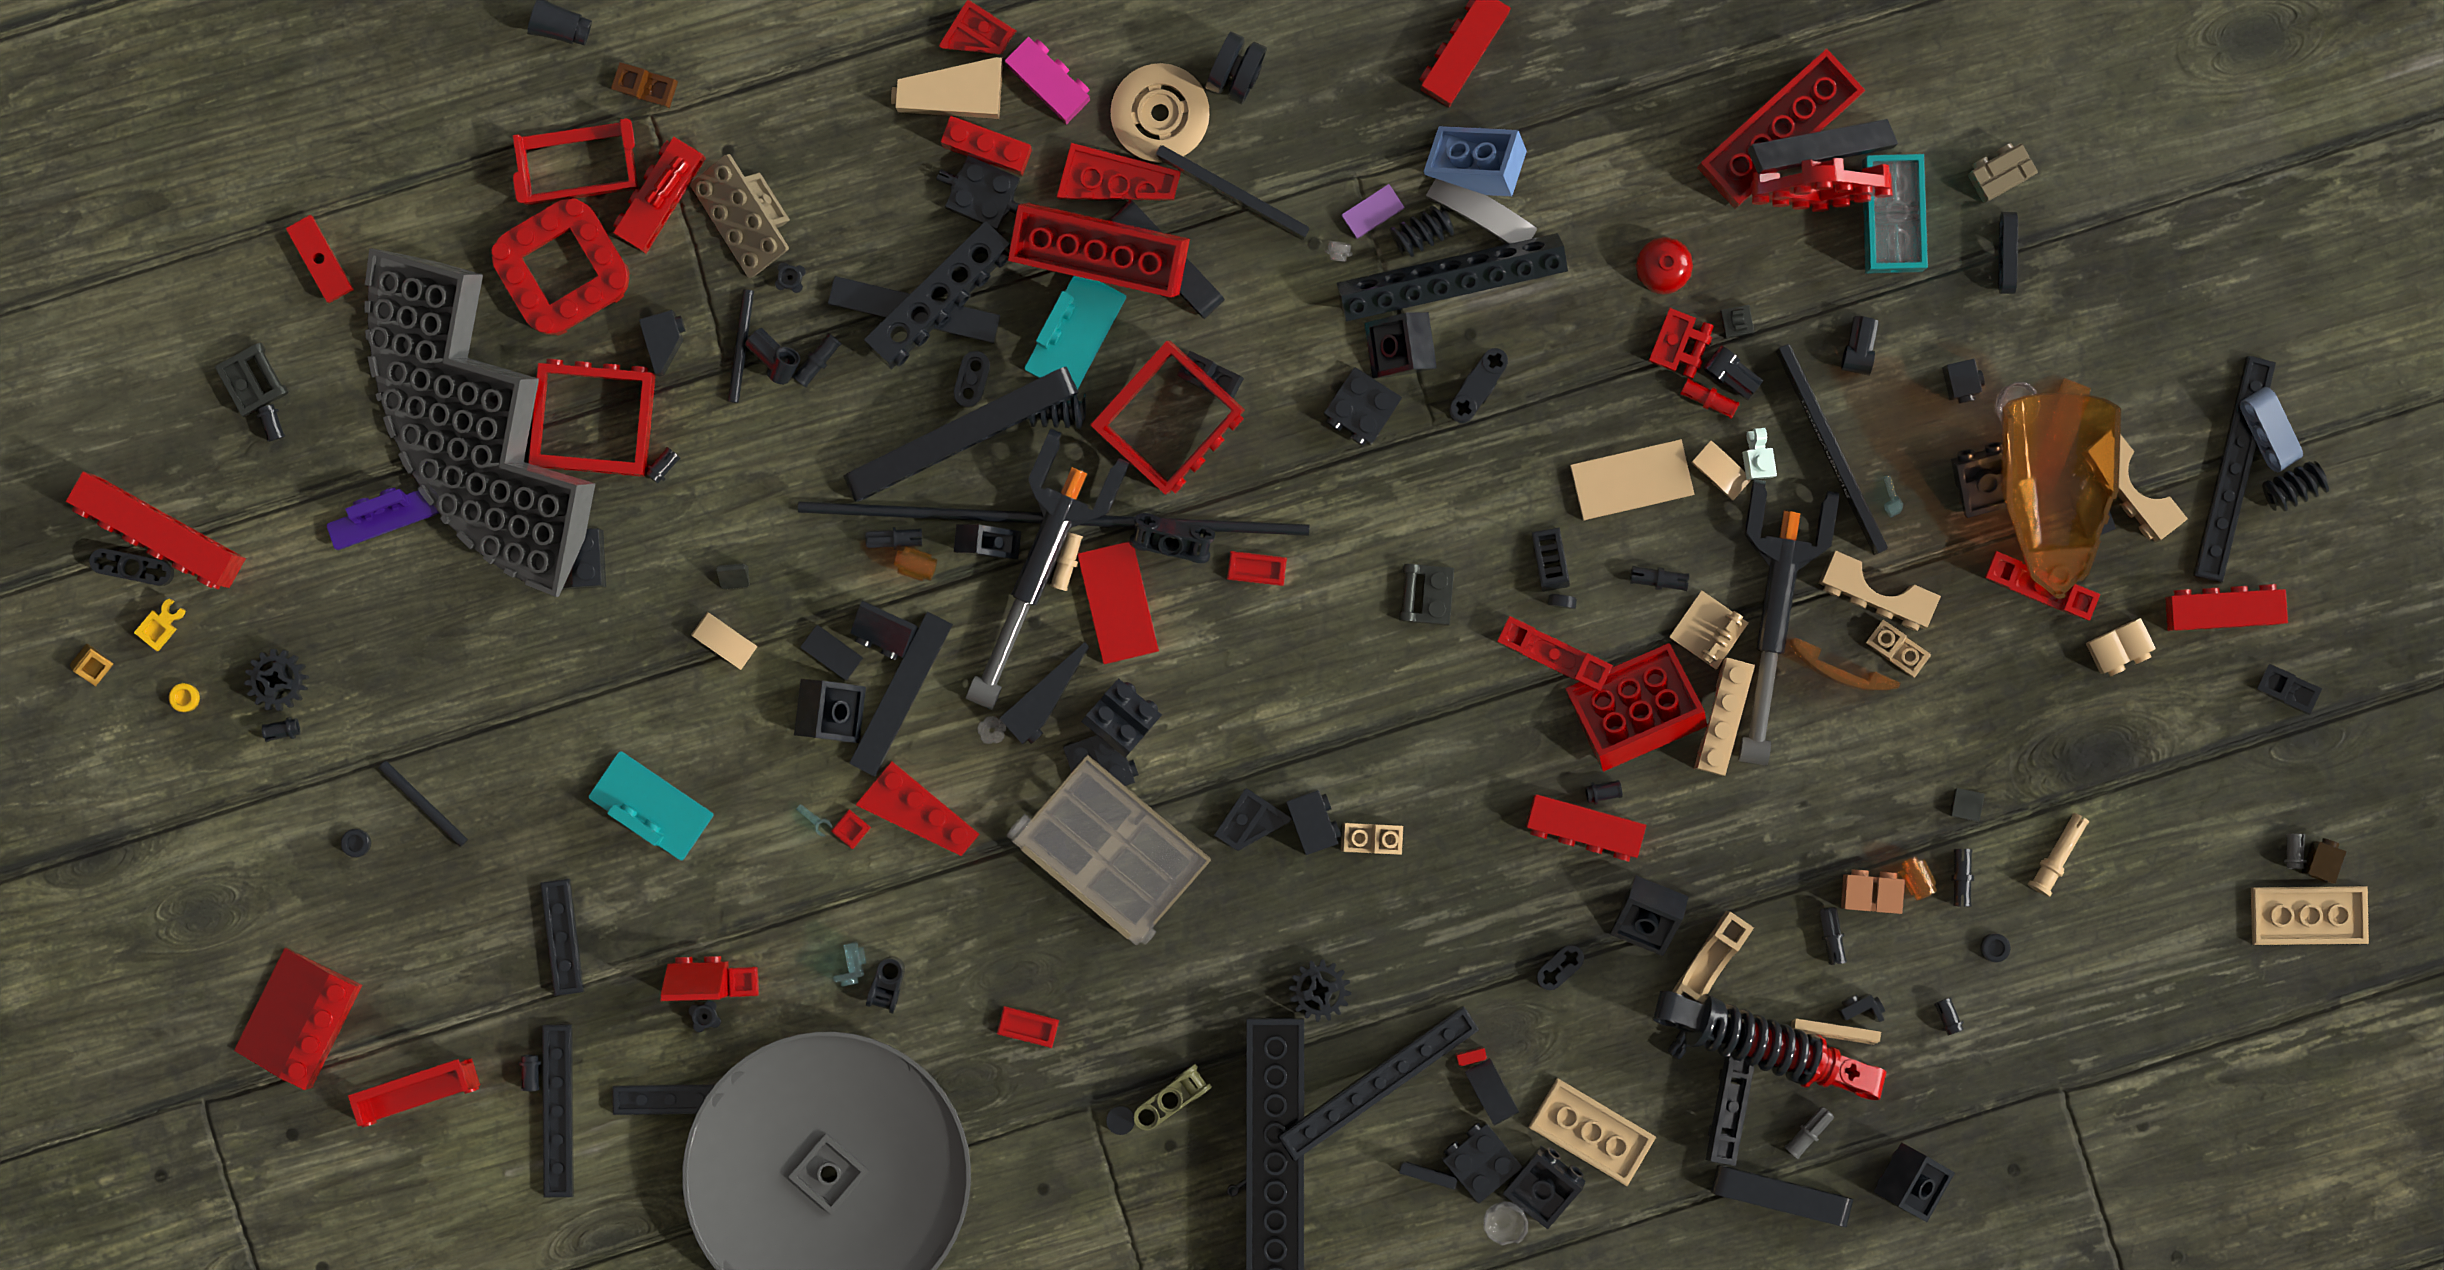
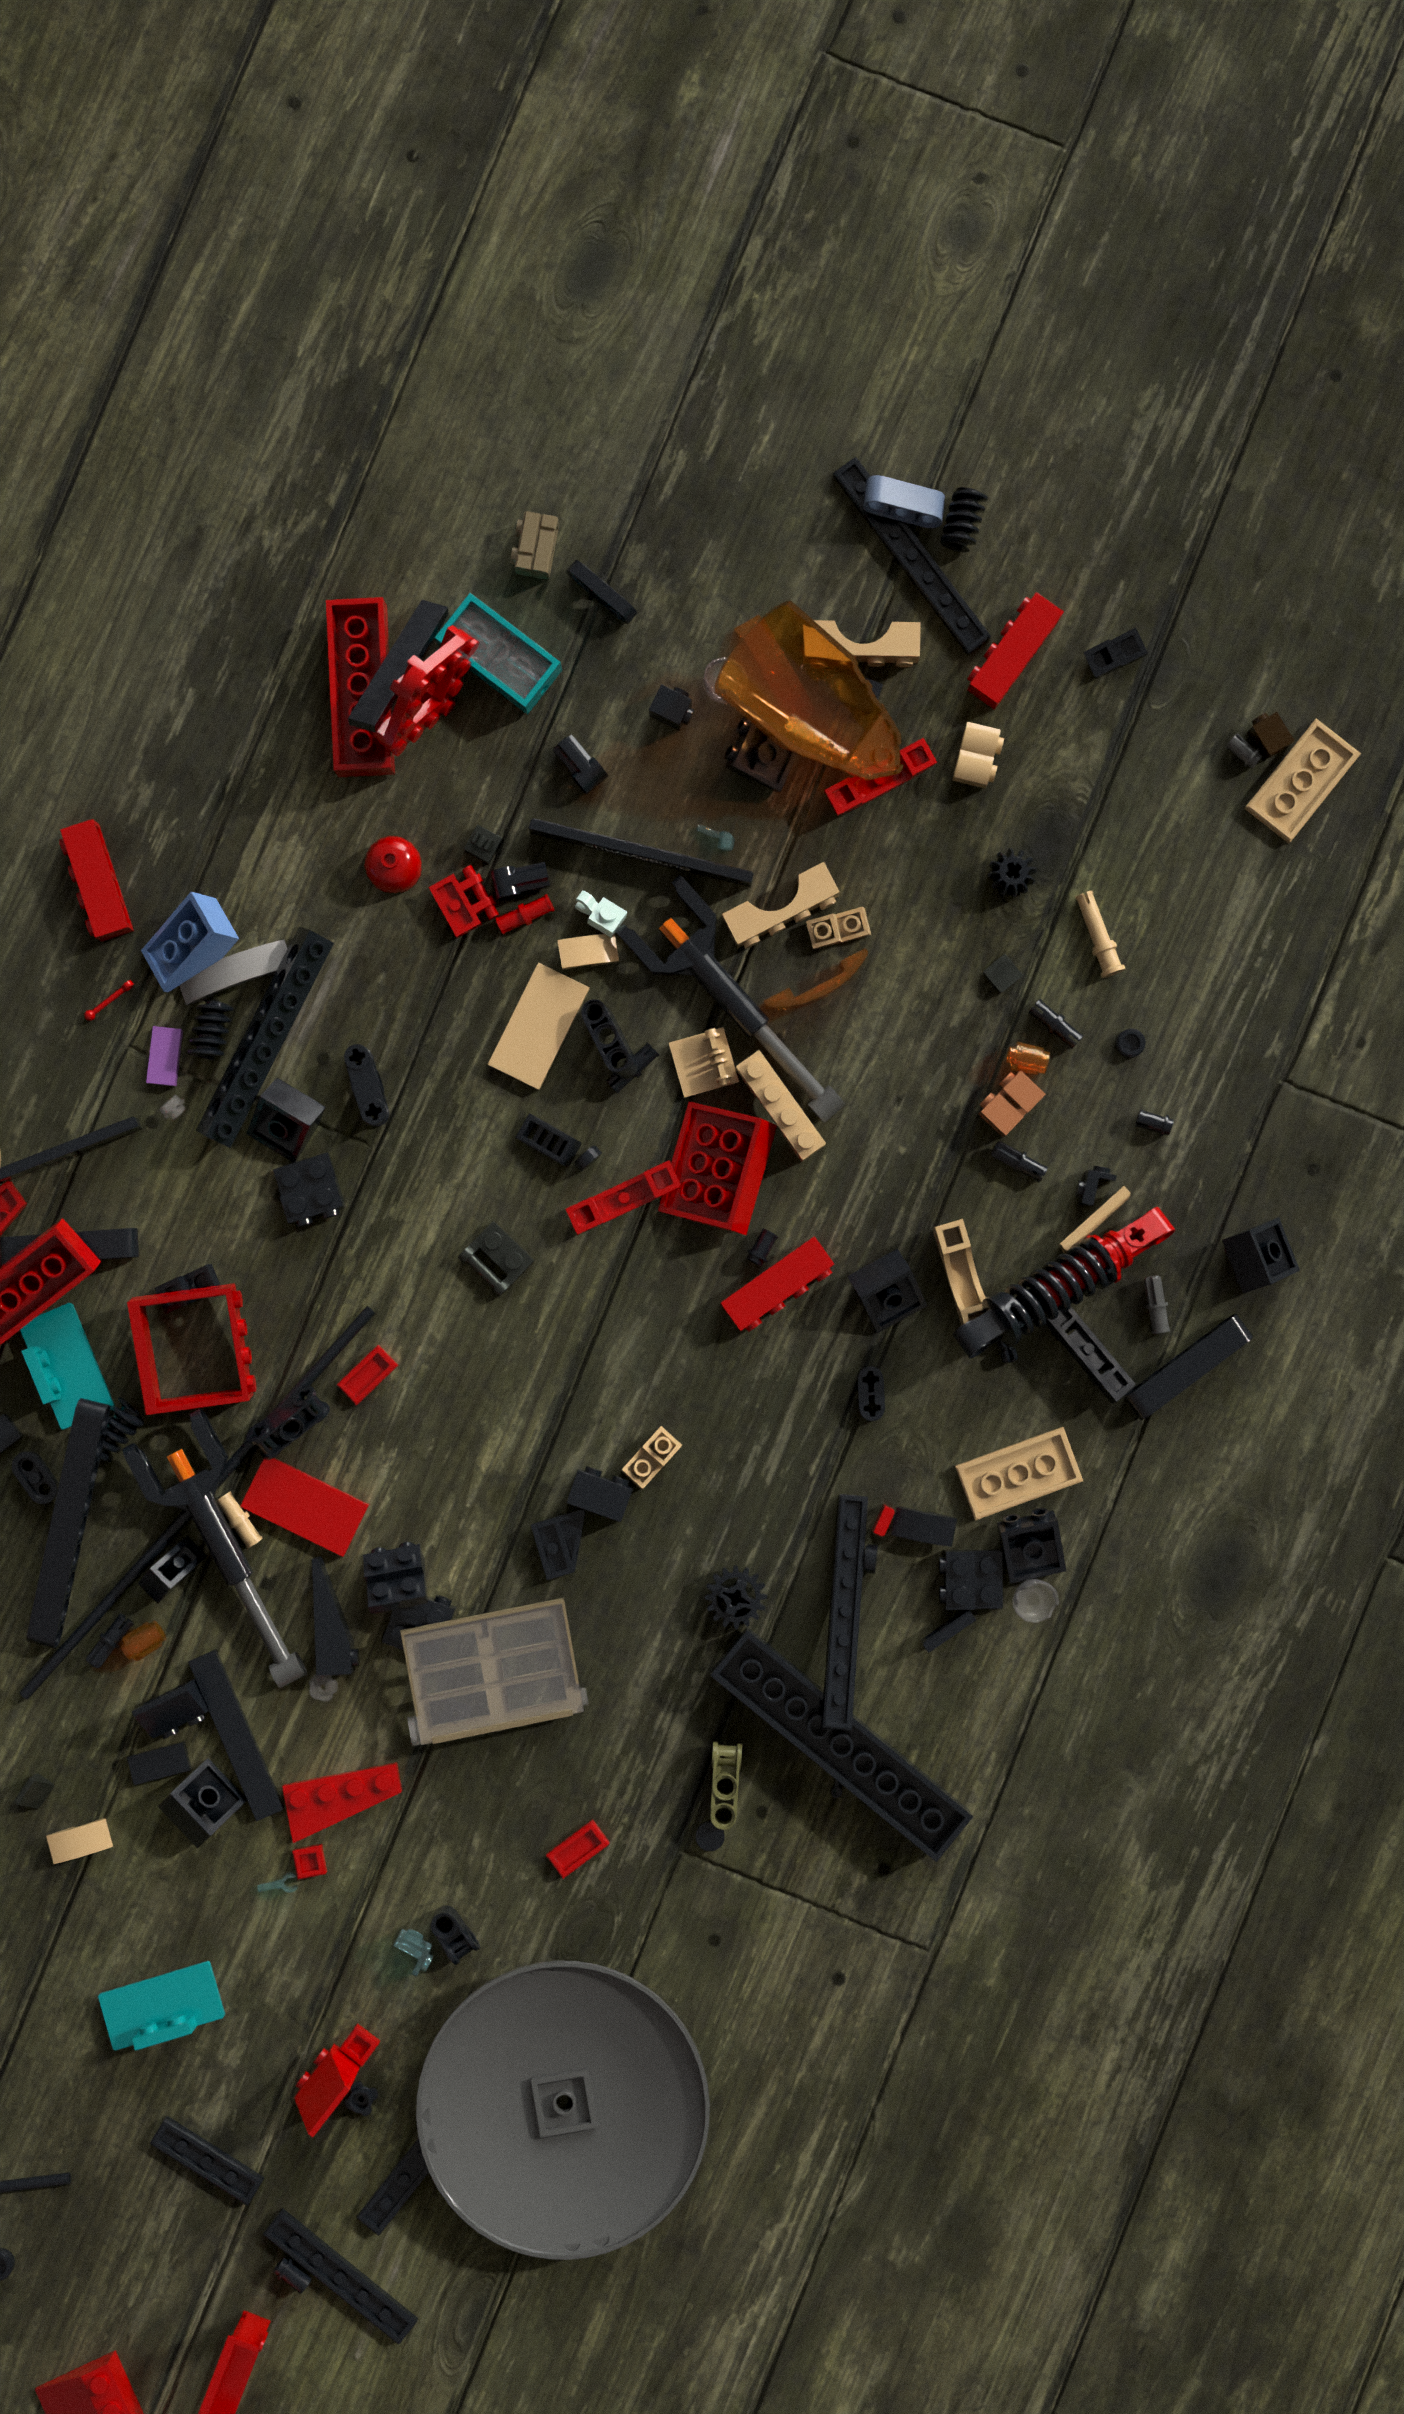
camera: 45 degrees left, 0 degrees up
(1357, 128) = (90, 1014): none -> red hinge
(1433, 1070) = (870, 1558): none -> black tile
(1672, 531) = (603, 1028): none -> black beam
(2048, 737) = (1022, 876): none -> black gear

